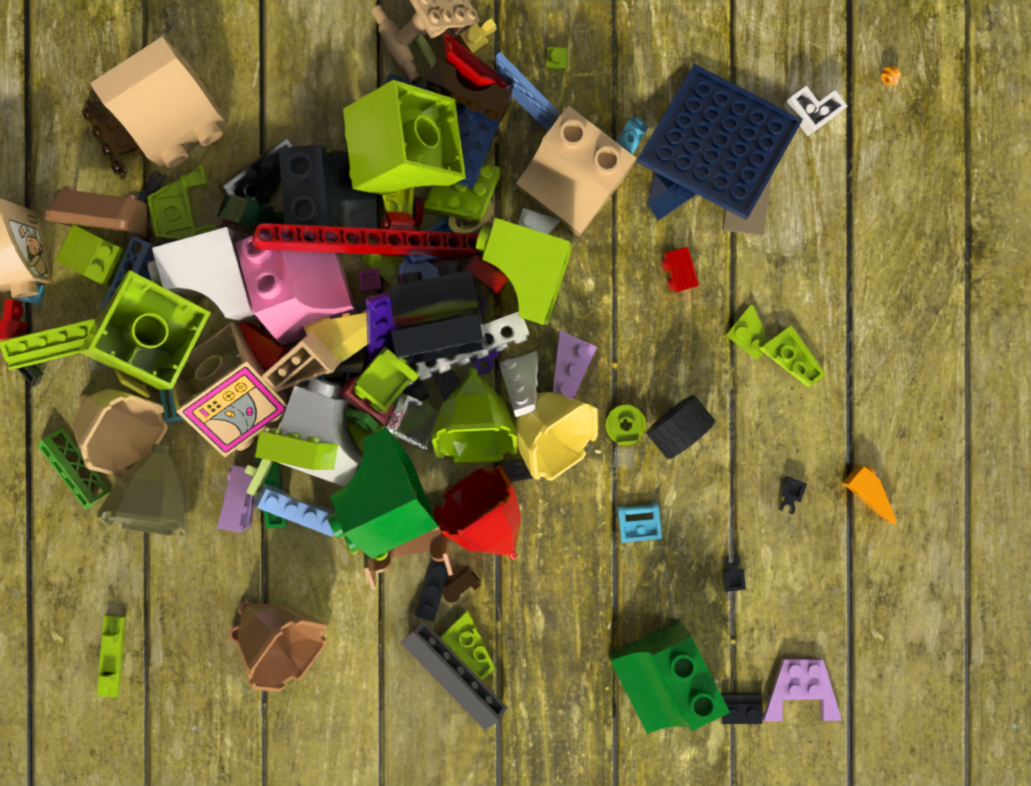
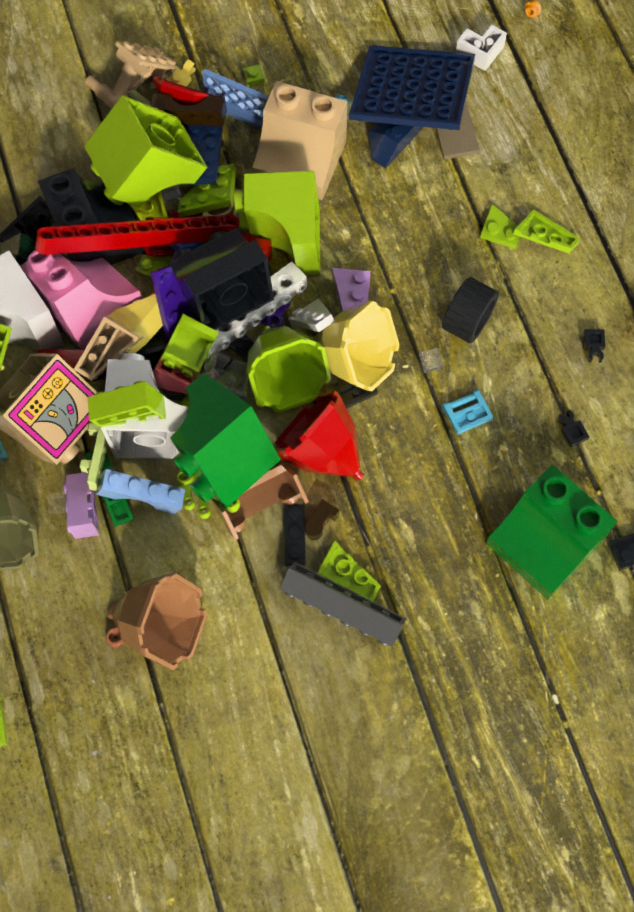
camera: 20 degrees left, 20 degrees down
(361, 420) = (178, 394): bright green plate -> none
(370, 280) = (145, 283): magenta tile -> none
(634, 432) = (423, 323): lime plate -> none
(680, 270) = (419, 196): red brick -> none

